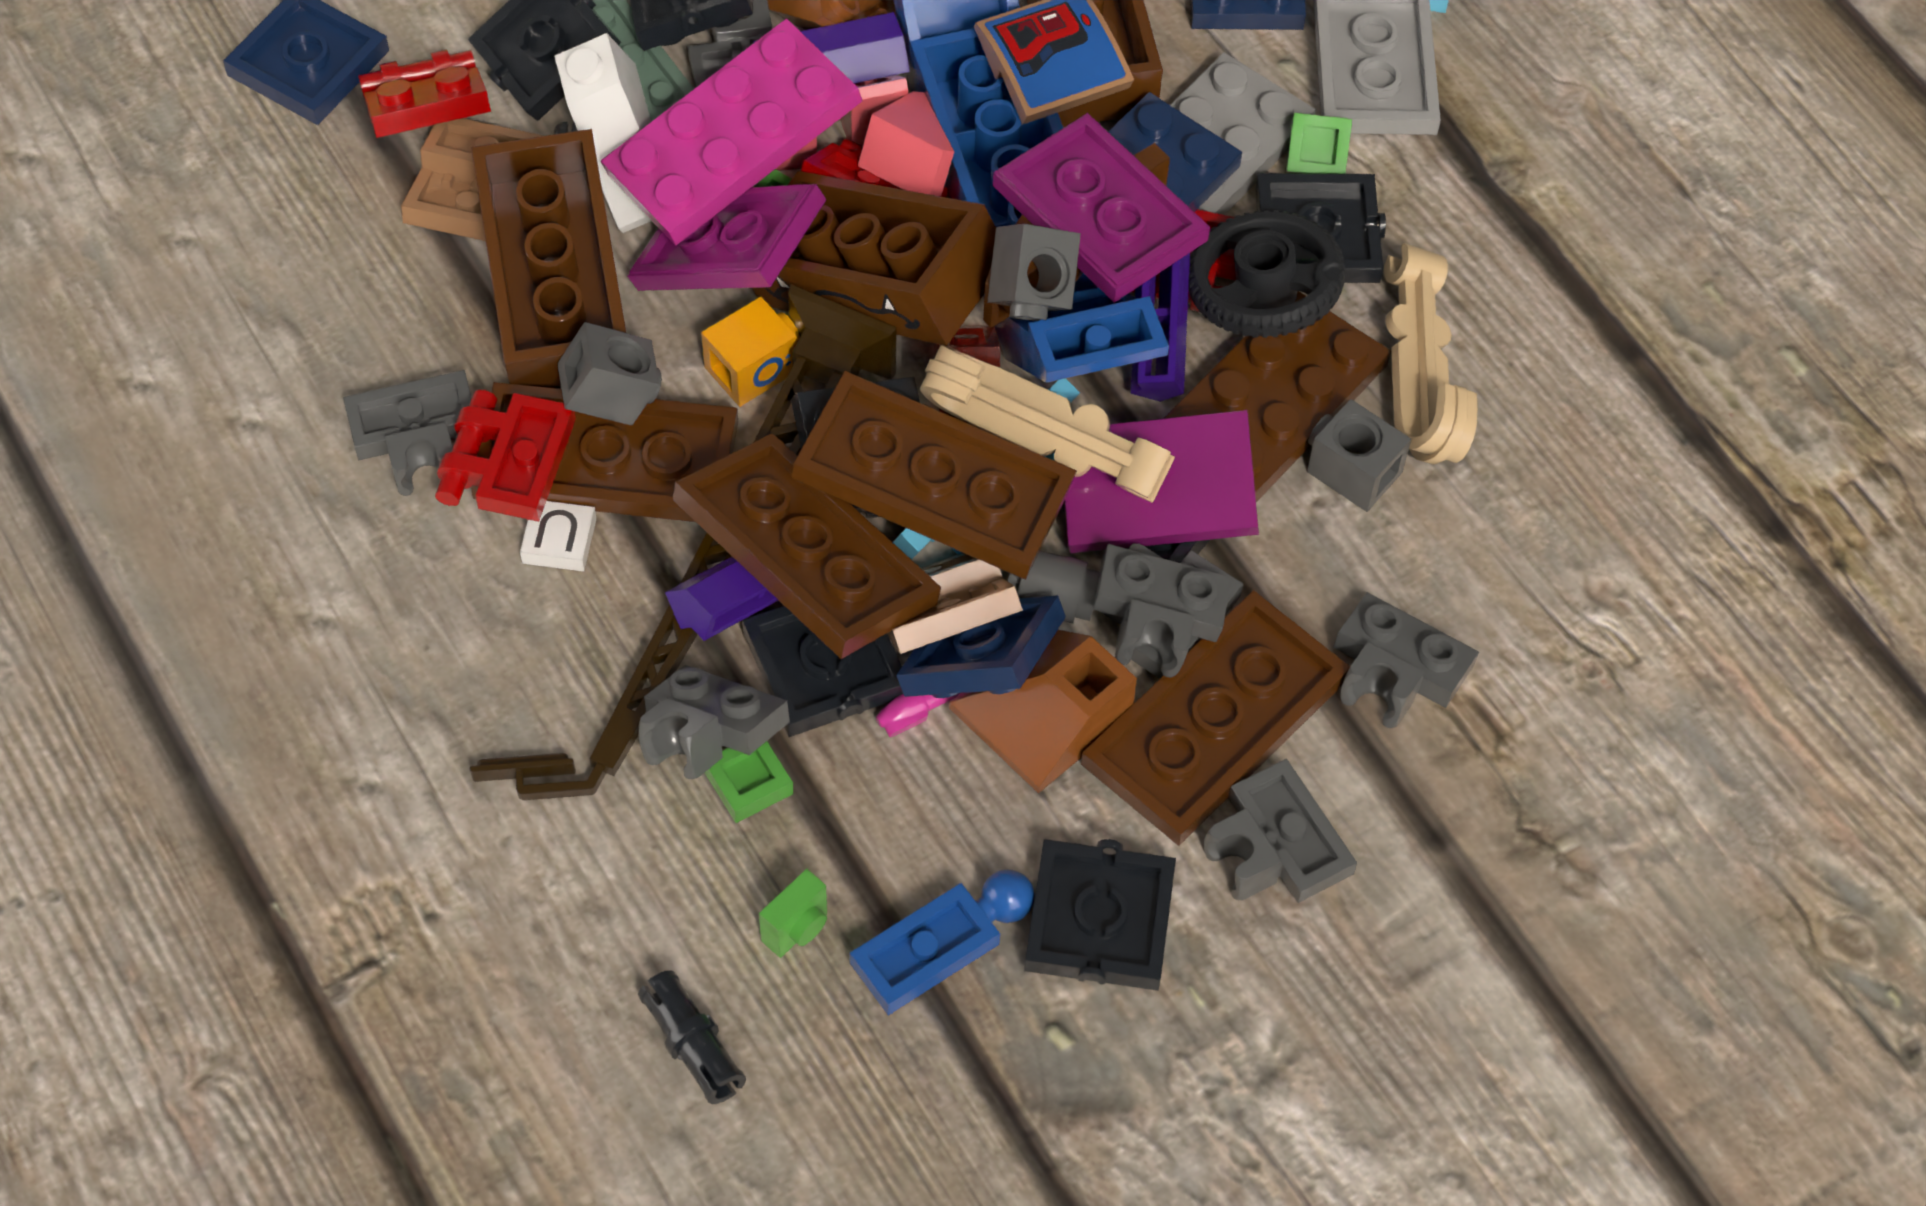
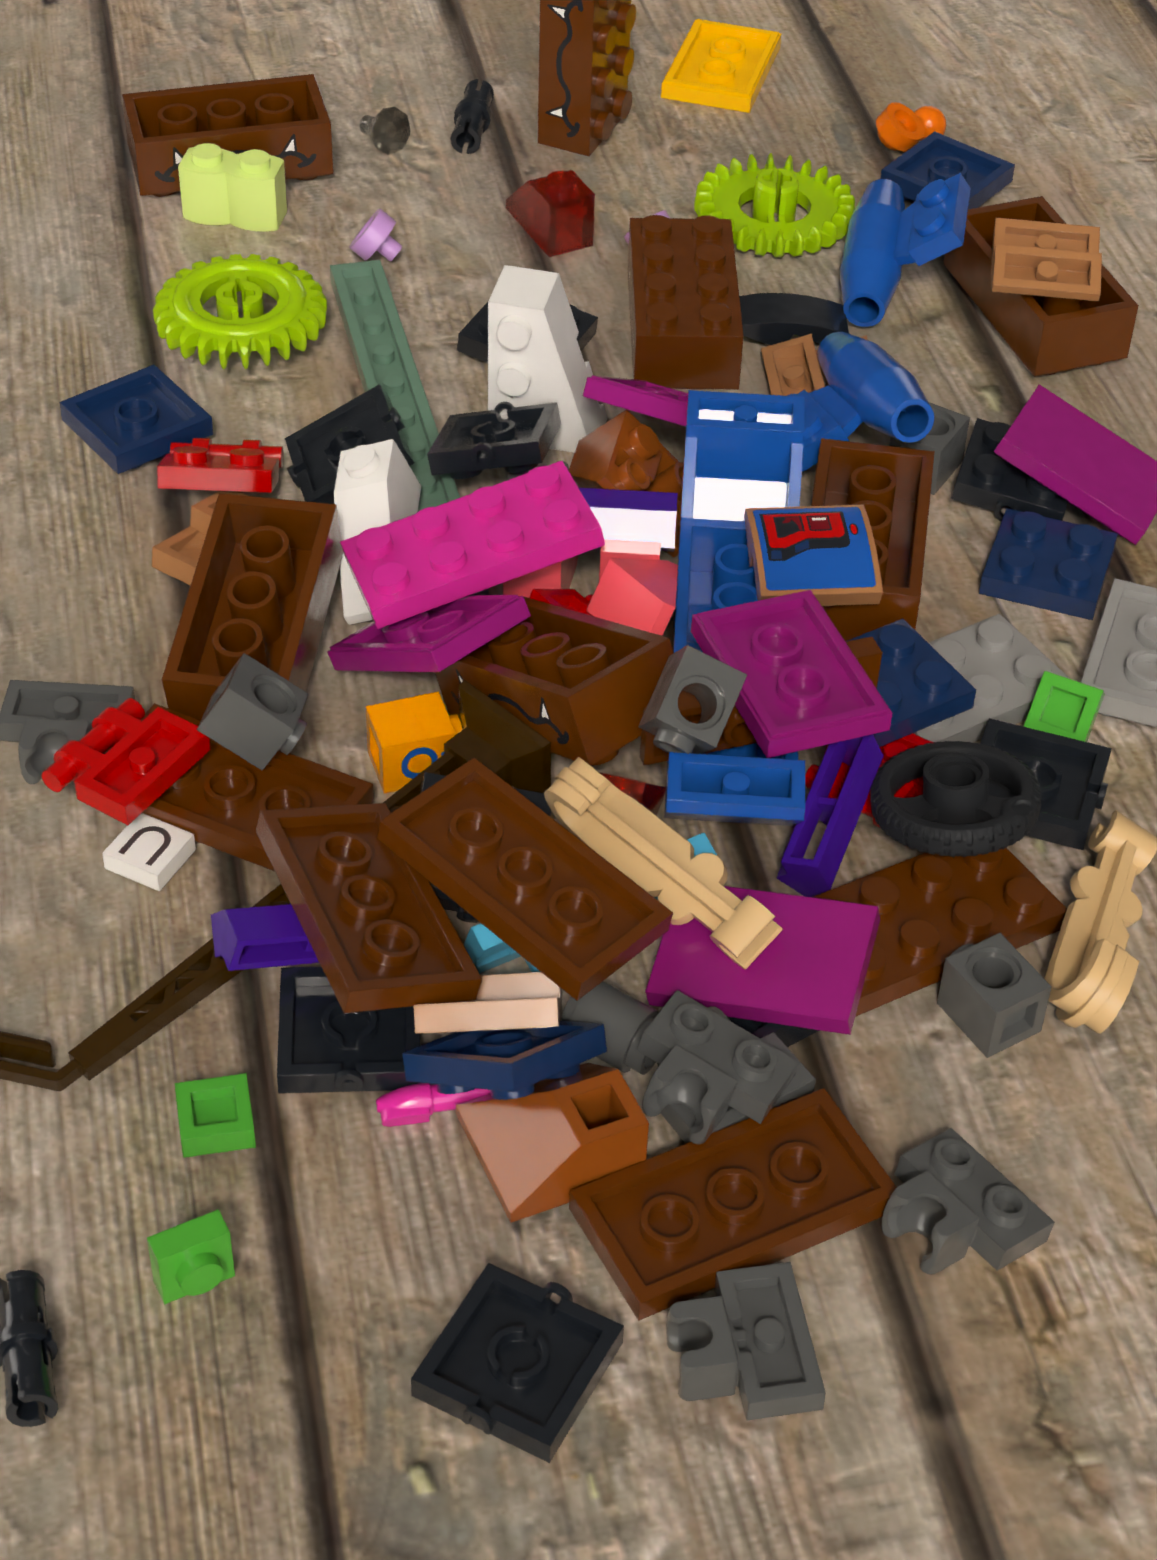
camera: 20 degrees right, 15 degrees down
(703, 712) = (189, 1038): dark grey plate -> none
(940, 939) = (333, 1331): blue plate -> none

